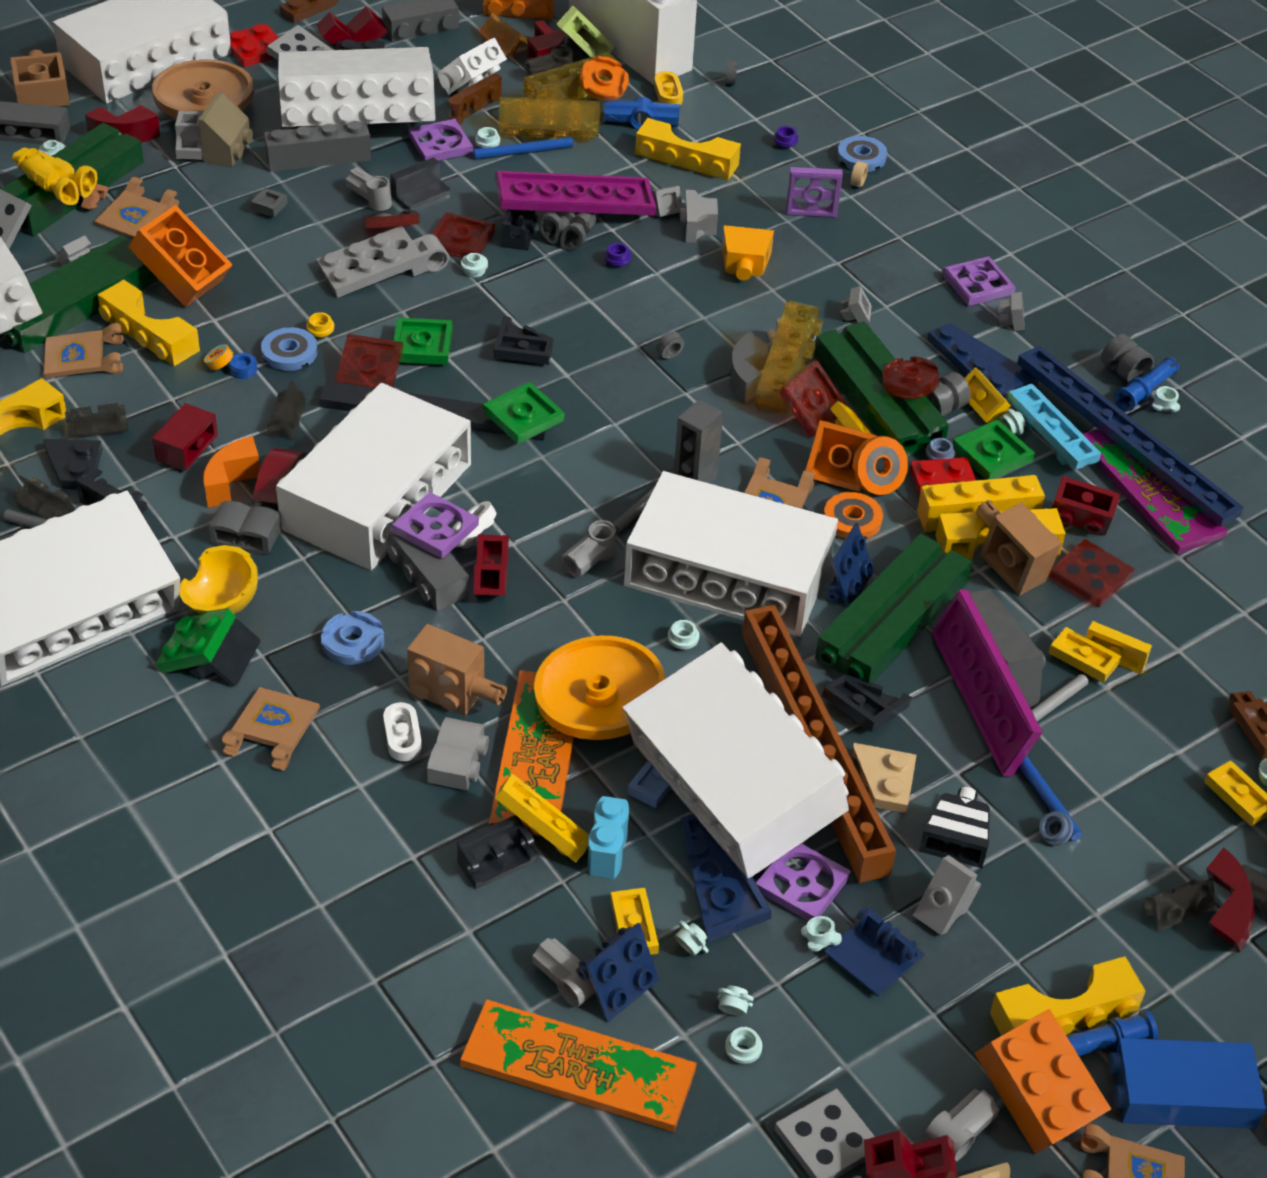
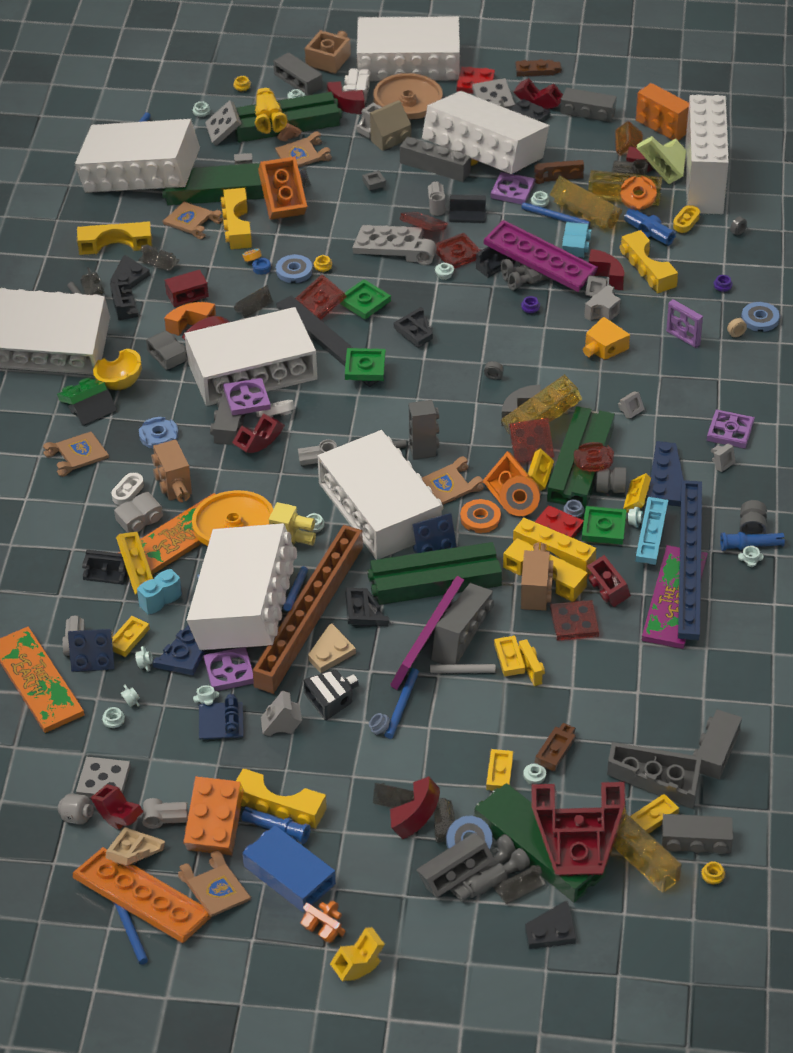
camera: 45 degrees right, 0 degrees up
(116, 98) = (358, 81): none -> white brick
(472, 67) = (572, 149): white brick -> none
(581, 158) = (576, 239): none -> medium azure brick
(659, 171) = (608, 267): none -> dark red brick
(676, 645) = (293, 522): none -> light yellow brick

